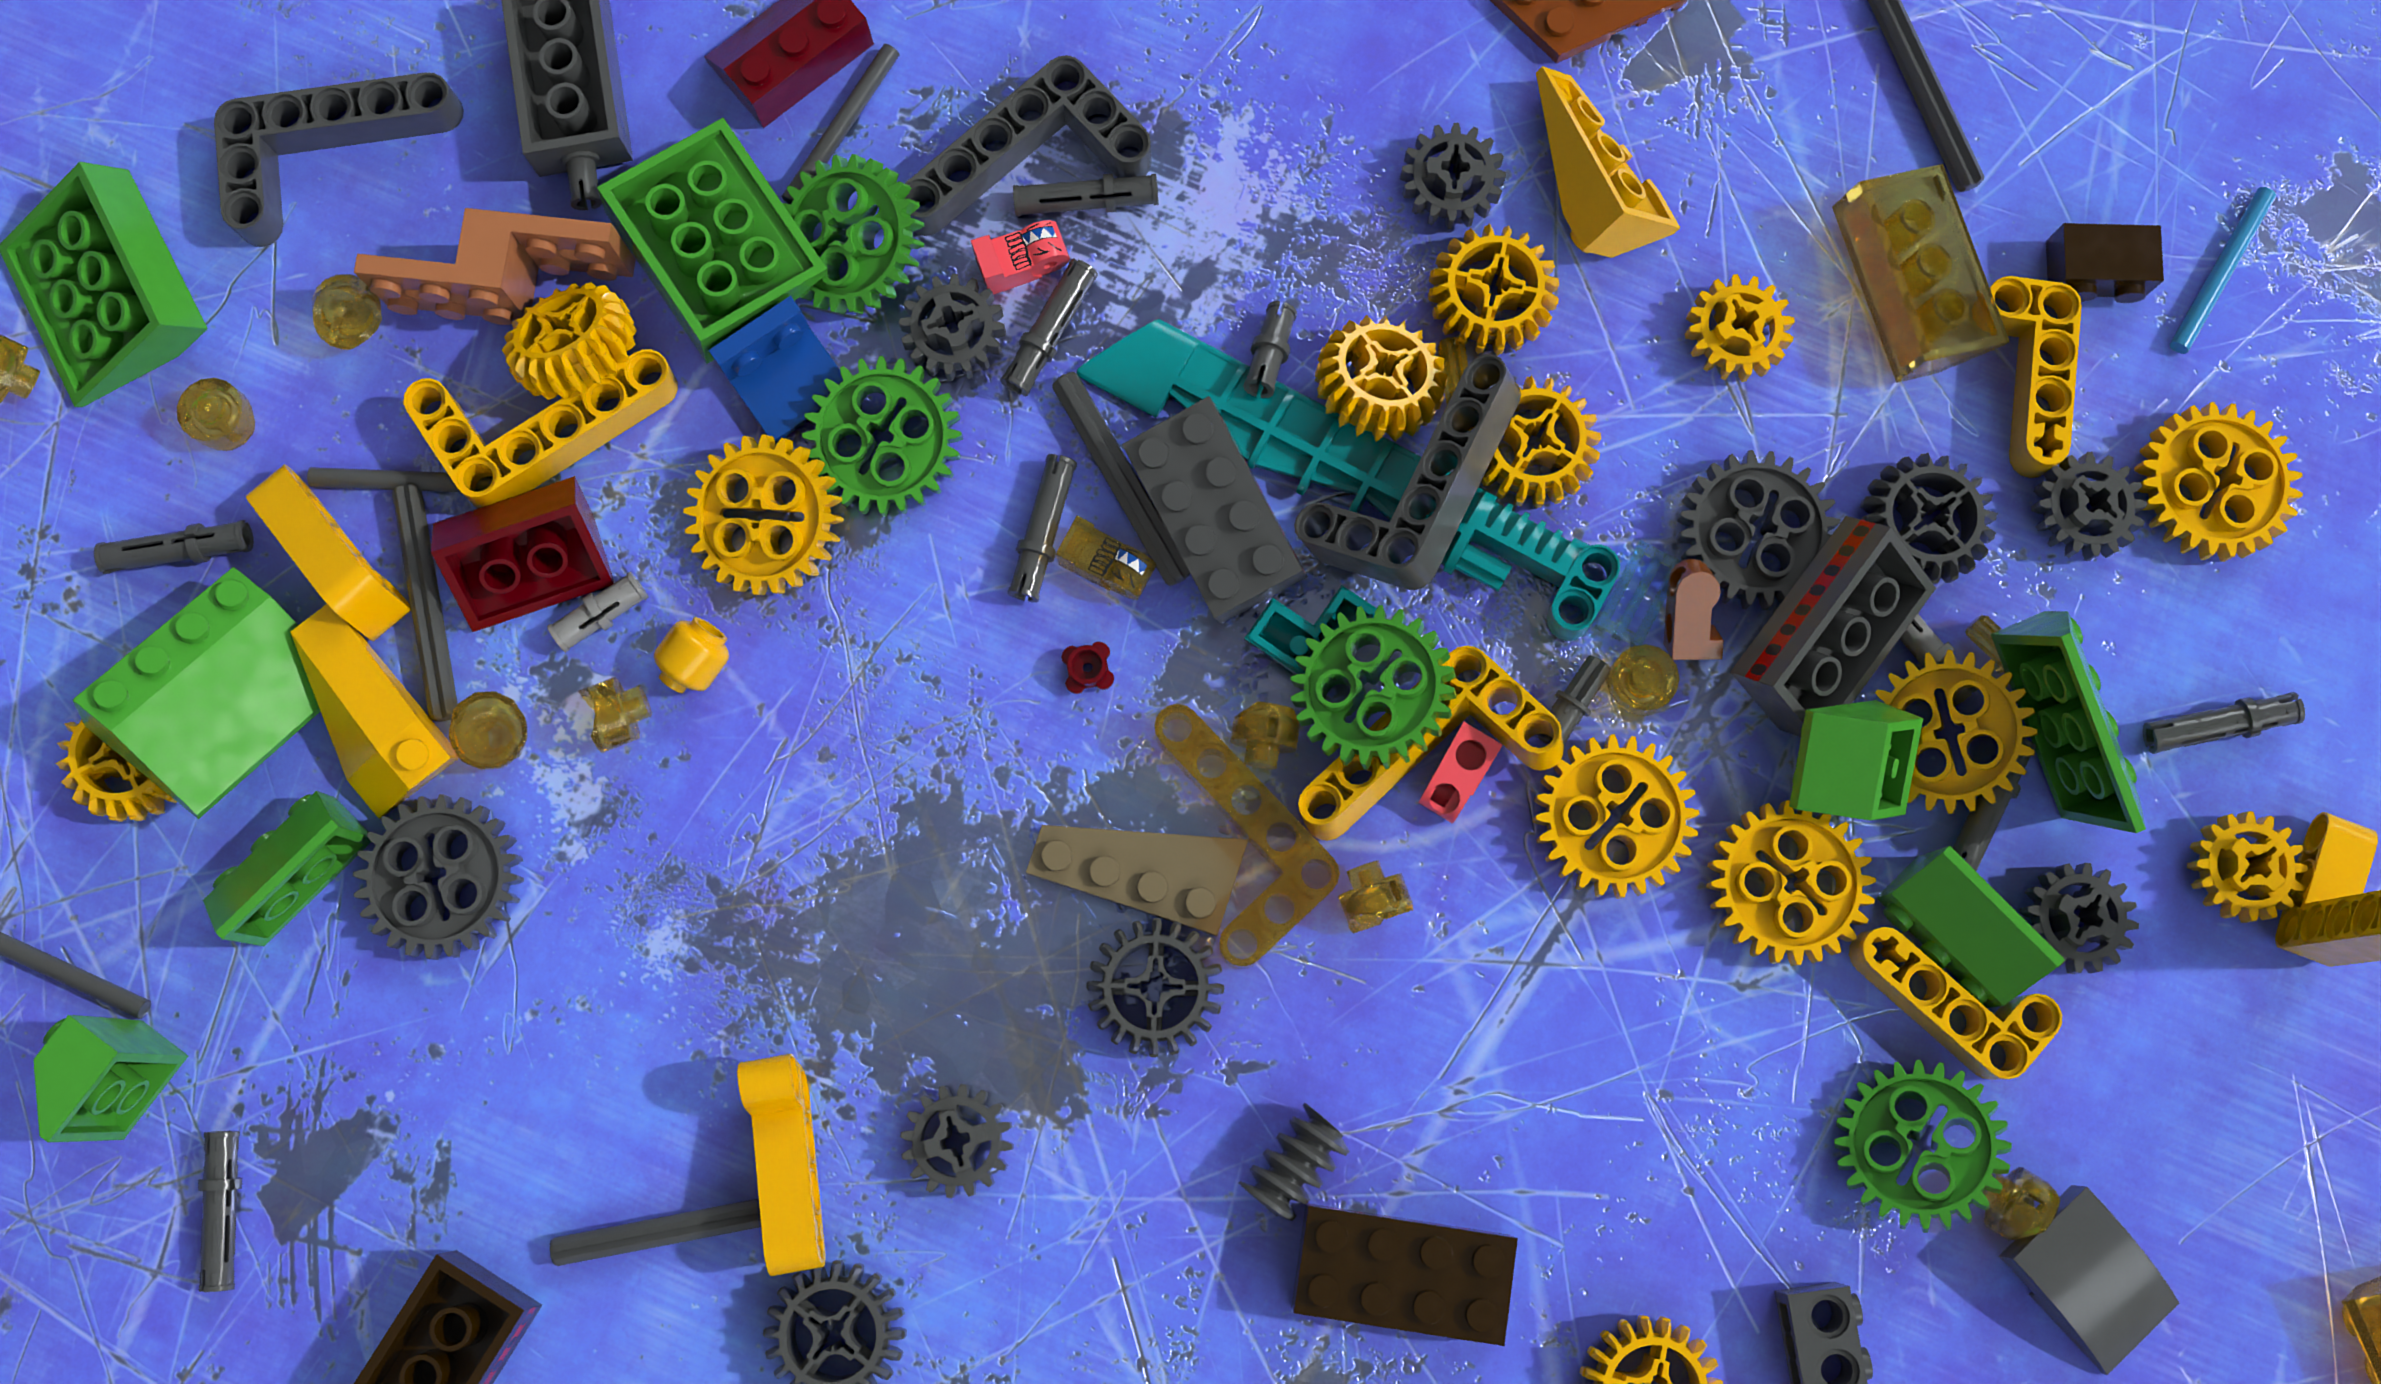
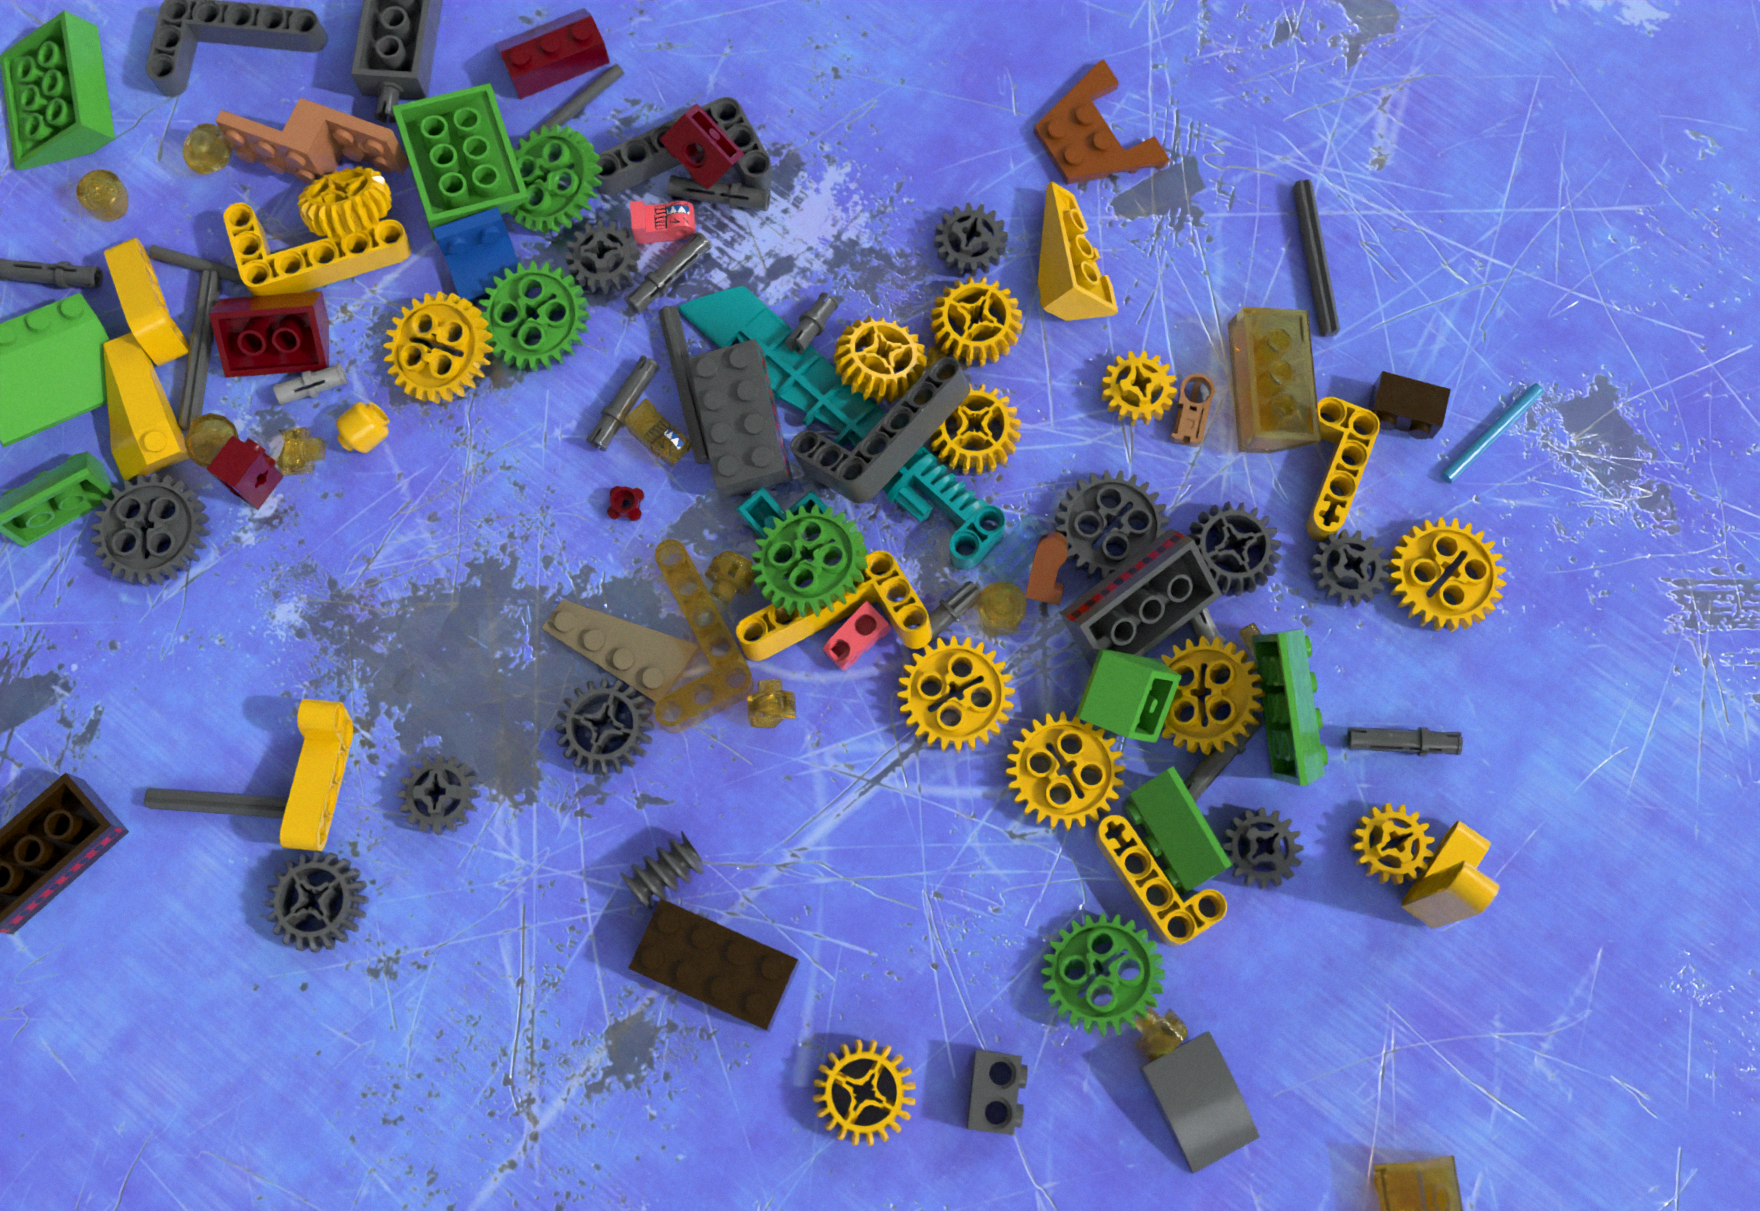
camera: 15 degrees right, 5 degrees down
(551, 761) = (246, 471): none -> dark red brick
(1043, 114) = (719, 150): none -> dark red brick
(1820, 350) = (1193, 416): none -> medium nougat piece

